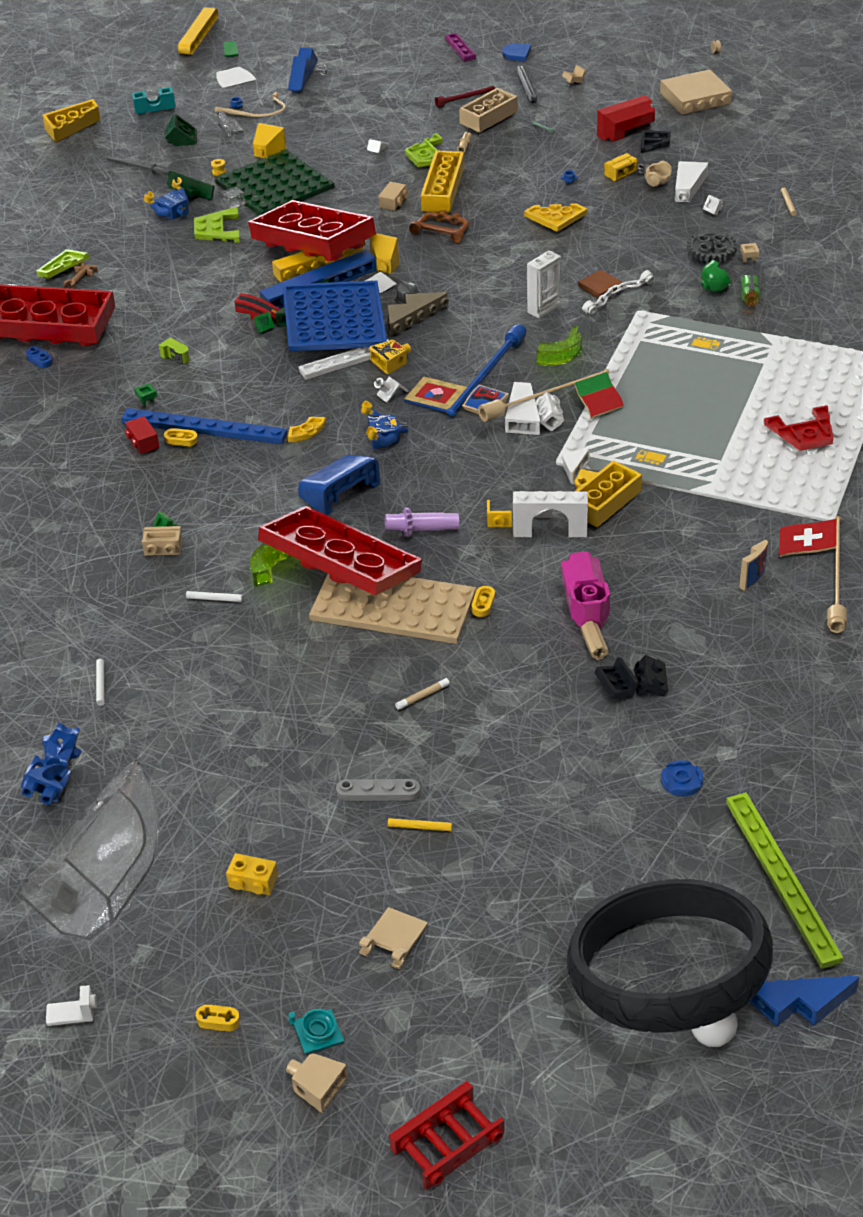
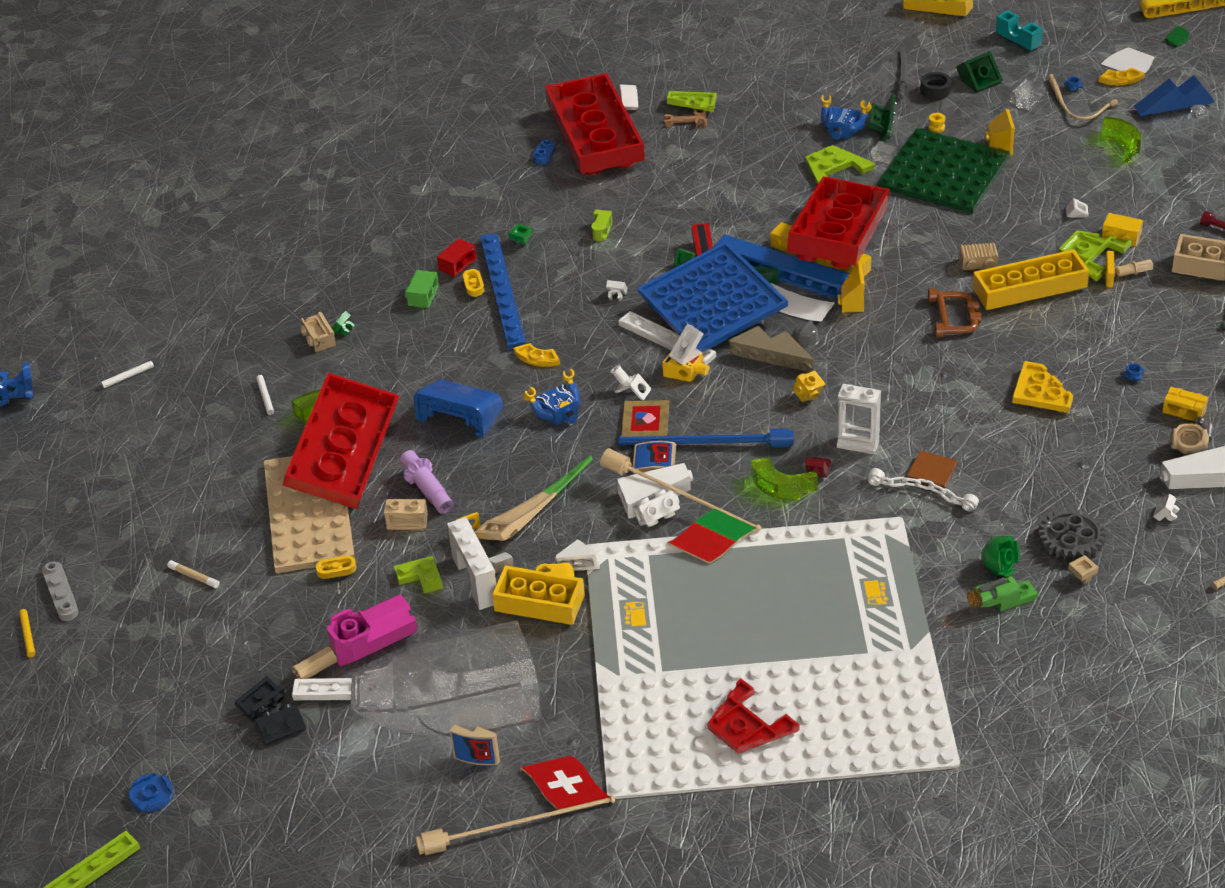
camera: 65 degrees right, 0 degrees up
(162, 466) = (422, 289): none -> bright green brick
(173, 154) = (935, 78): none -> black tyre
(251, 83) = (1121, 78): none -> yellow tile
(267, 363) = (616, 287): none -> white tile
(320, 100) = (1123, 133): none -> clear neon green arch
(387, 337) = (686, 345): none -> white slope
(419, 131) = (1122, 228): none -> yellow brick
(451, 543) = (406, 514): none -> tan hinge
(453, 146) = (1109, 264): none -> yellow tile
(472, 305) = (808, 386): none -> yellow brick
(497, 479) = (512, 521): none -> tan plate
(523, 553) = (422, 570): none -> lime plate
(562, 327) = (818, 464): none -> dark red bracket
(628, 639) = (322, 689): none -> white plate
(702, 552) = (457, 679): none -> clear windscreen

